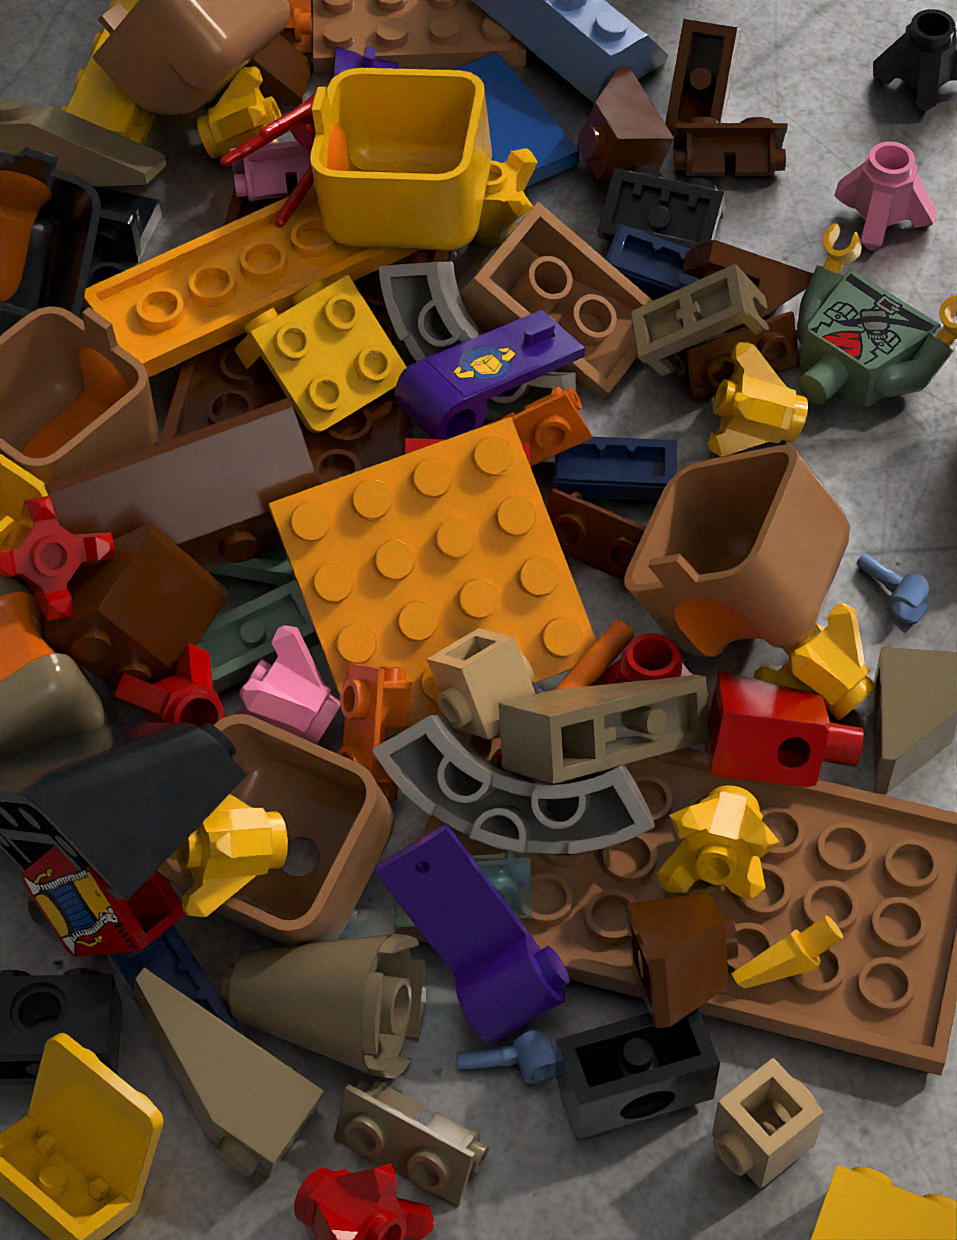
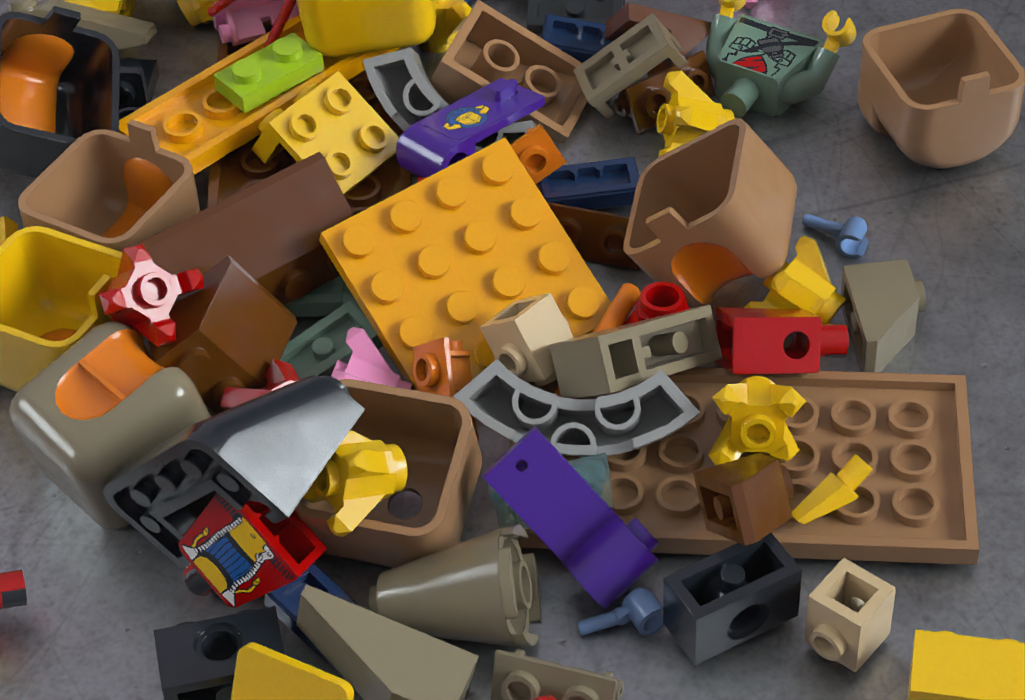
camera: 10 degrees left, 10 degrees down
(272, 255) = (268, 72): none -> lime plate

